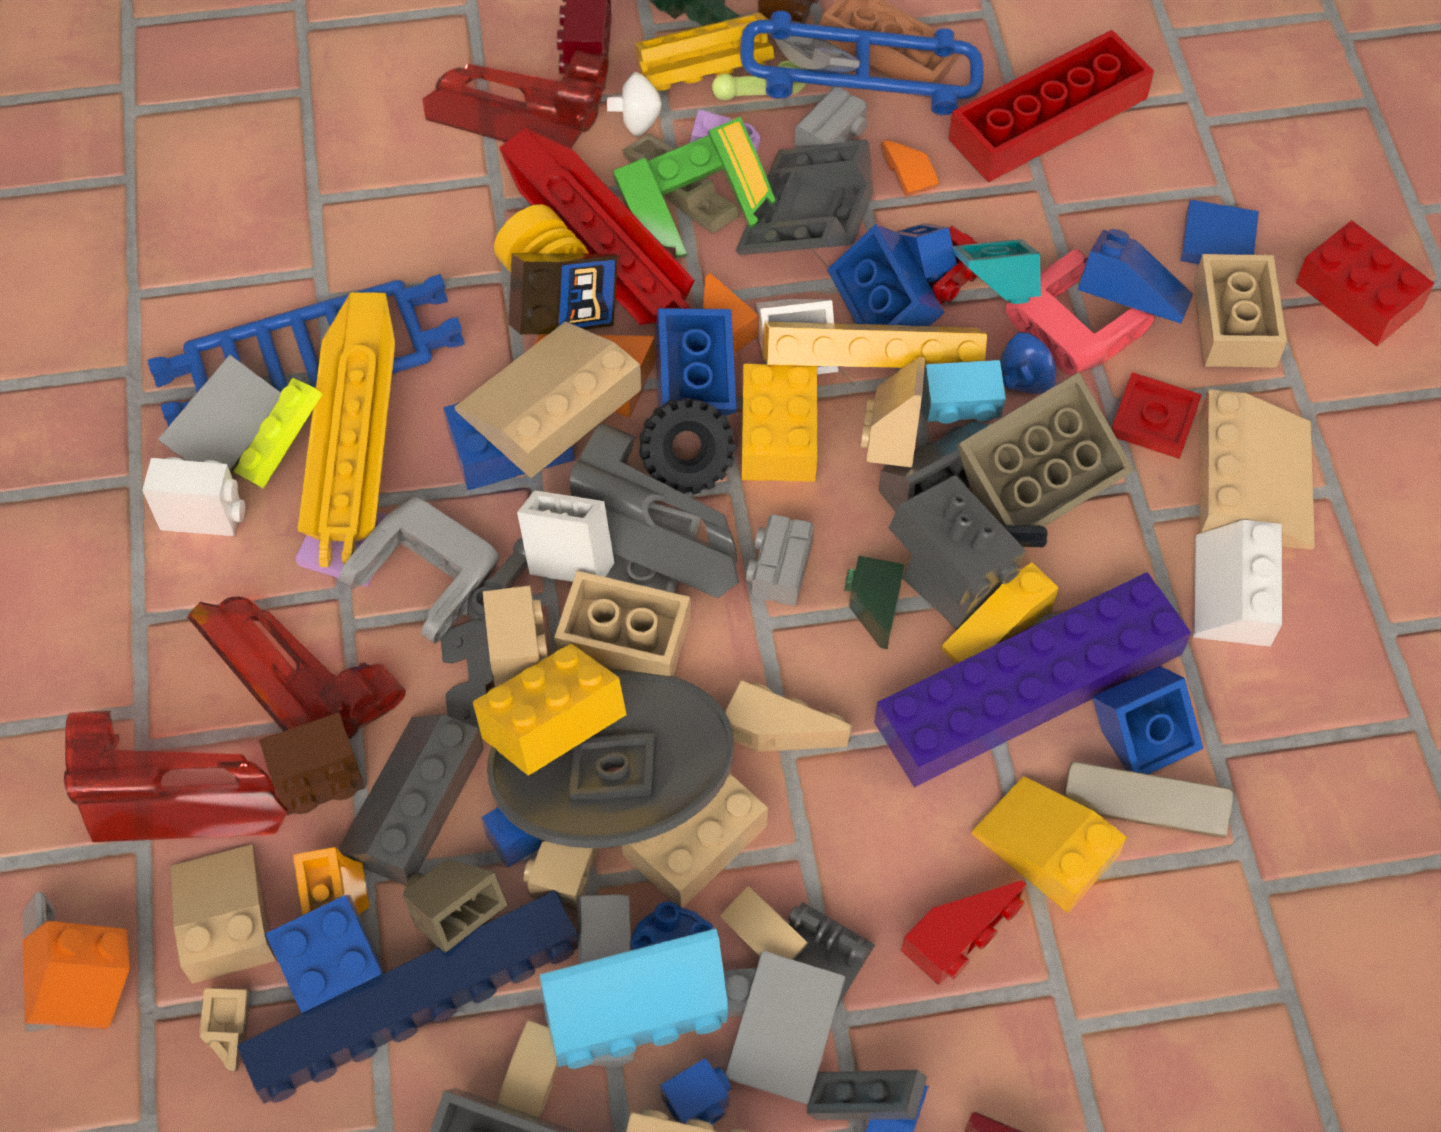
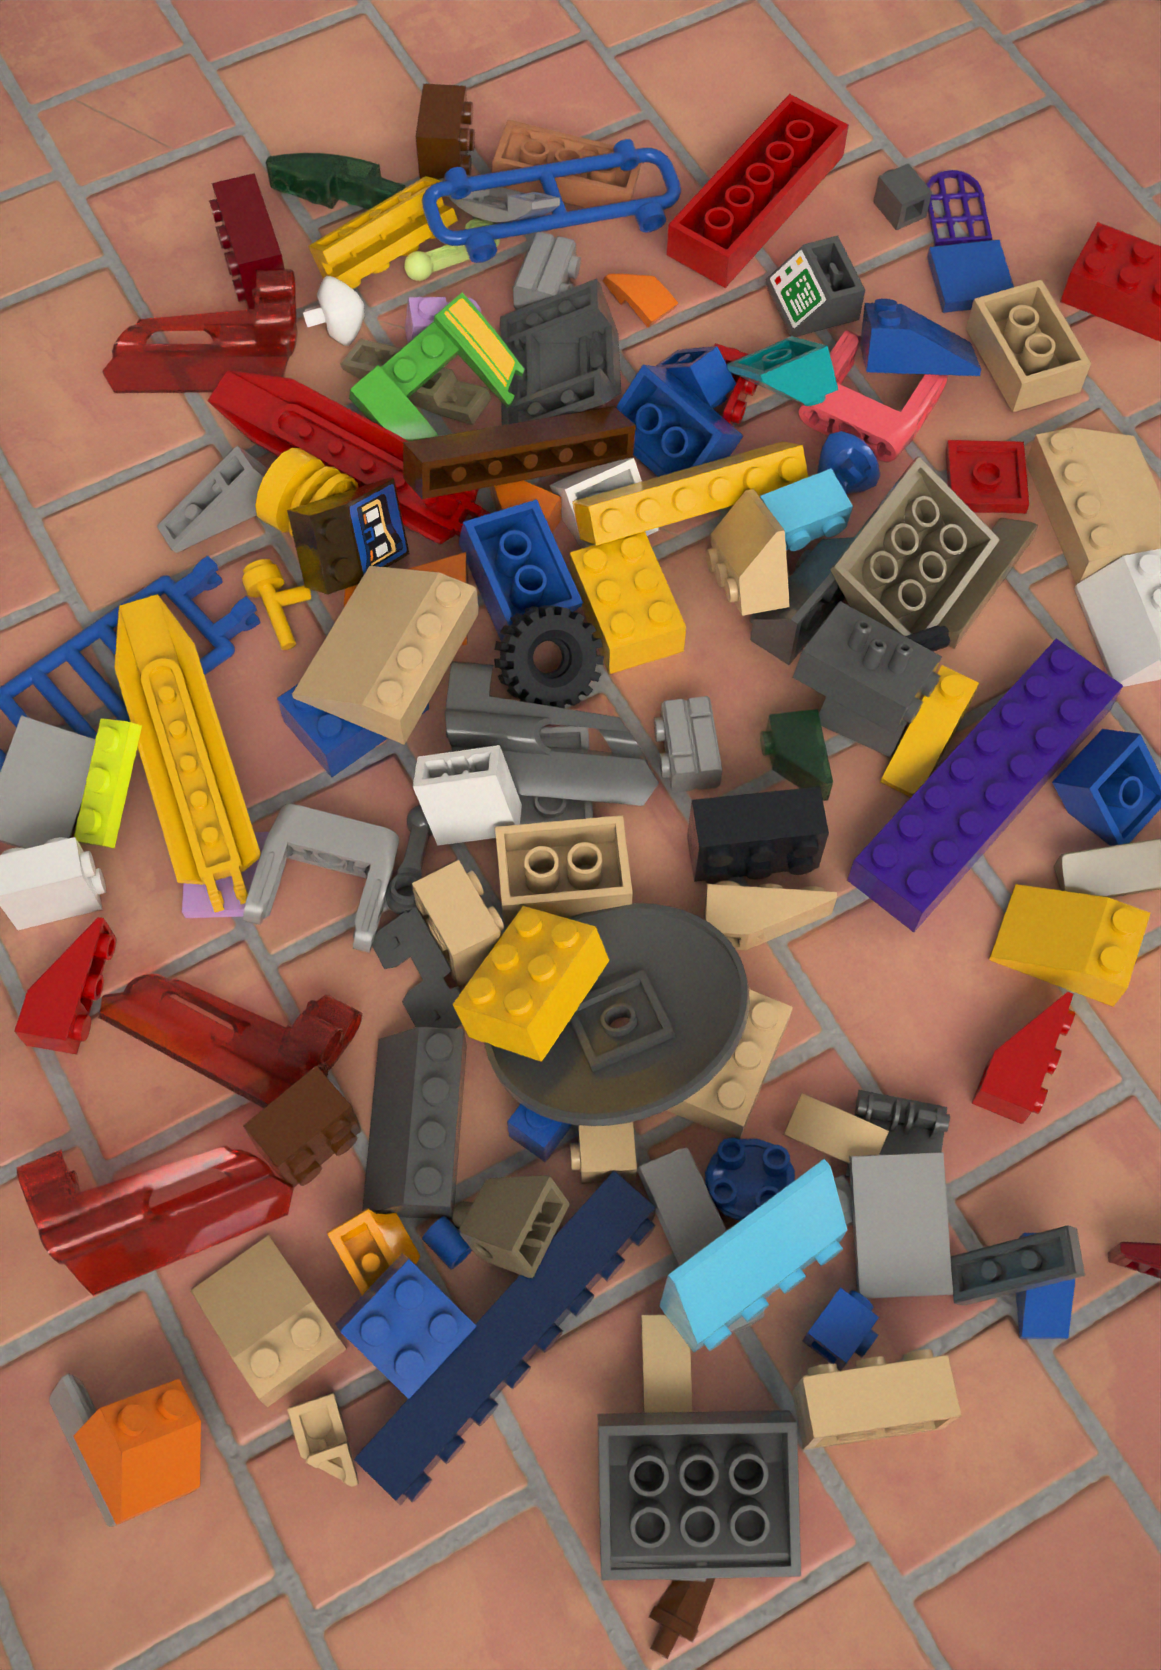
camera: 20 degrees left, 5 degrees up
(168, 595) = (60, 1000): none -> red slope
(392, 902) = (447, 1242): none -> blue hinge
(465, 233) = (216, 503): none -> light grey slope
(479, 310) = (263, 580): none -> yellow piece
(735, 265) = (517, 451): none -> reddish brown brick
(802, 652) = (757, 834): none -> black brick
(1066, 205) = (817, 288): none -> dark grey slope
(1112, 503) = (1014, 540): none -> dark tan slope
(1183, 148) = (902, 196): none -> dark grey brick
(1227, 161) = (966, 217): none -> dark purple window

